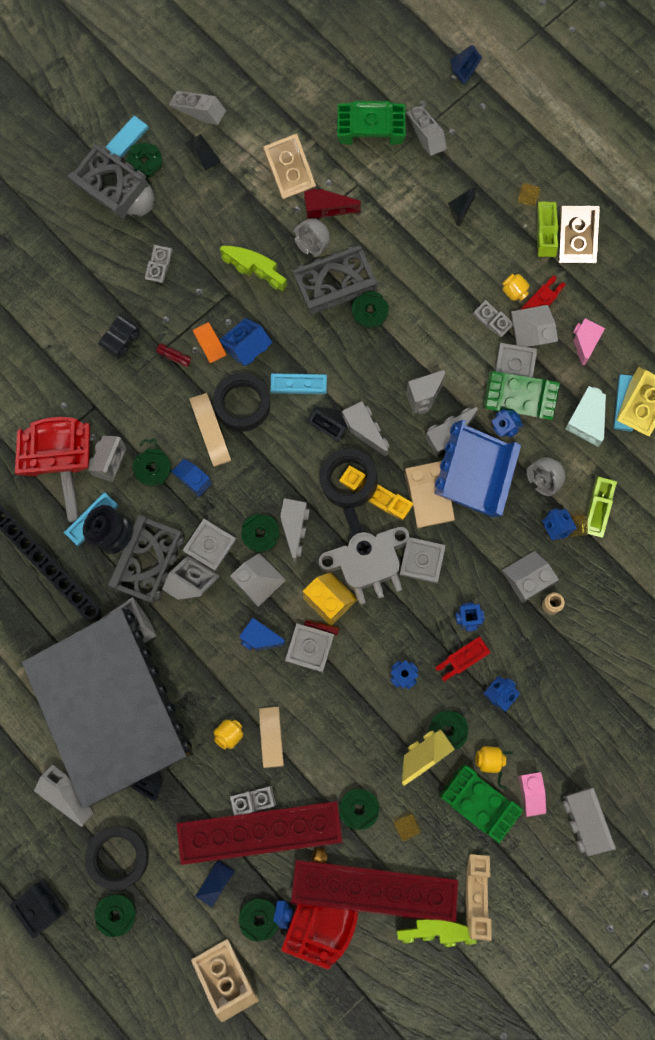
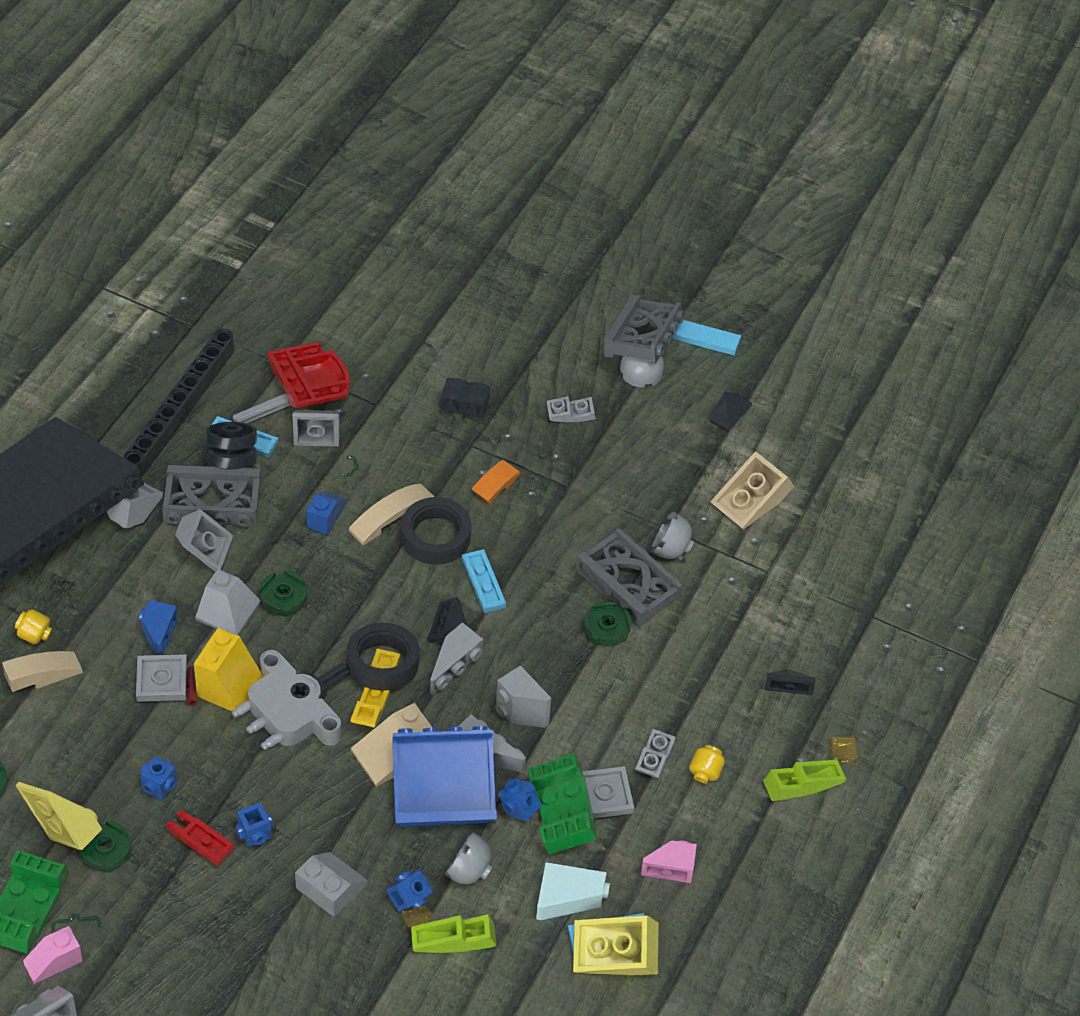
camera: 65 degrees right, 25 degrees down
(148, 151) = (692, 351): dark green plate -> none
(158, 476) = (323, 482): dark green plate -> none
(173, 355) = (467, 454): dark red axle -> none
(199, 106) = (782, 389): light grey slope -> none
(209, 545) = (251, 549): light grey plate -> none
(245, 341) = (510, 513): blue slope -> none
(248, 261) = (609, 495): lime slope -> none
(292, 520) = (307, 618): light grey slope -> none
(326, 204) = (719, 537): dark red slope -> none
(371, 120) = (851, 555): green plate -> none
(422, 560) = (310, 761): light grey plate -> none
(427, 130) = (870, 616): light grey slope -> none
(465, 63) = (984, 634): dark blue slope -> none
(490, 759) = (81, 896): yellow head -> none
(502, 693) = (169, 885): blue brick -> none
(534, 326) = (663, 797): light grey slope -> none
(544, 295) = (707, 802): red hinge -> none
(558, 601) = (303, 911): tan brick -> none
(578, 233) = (815, 813): slope -> none

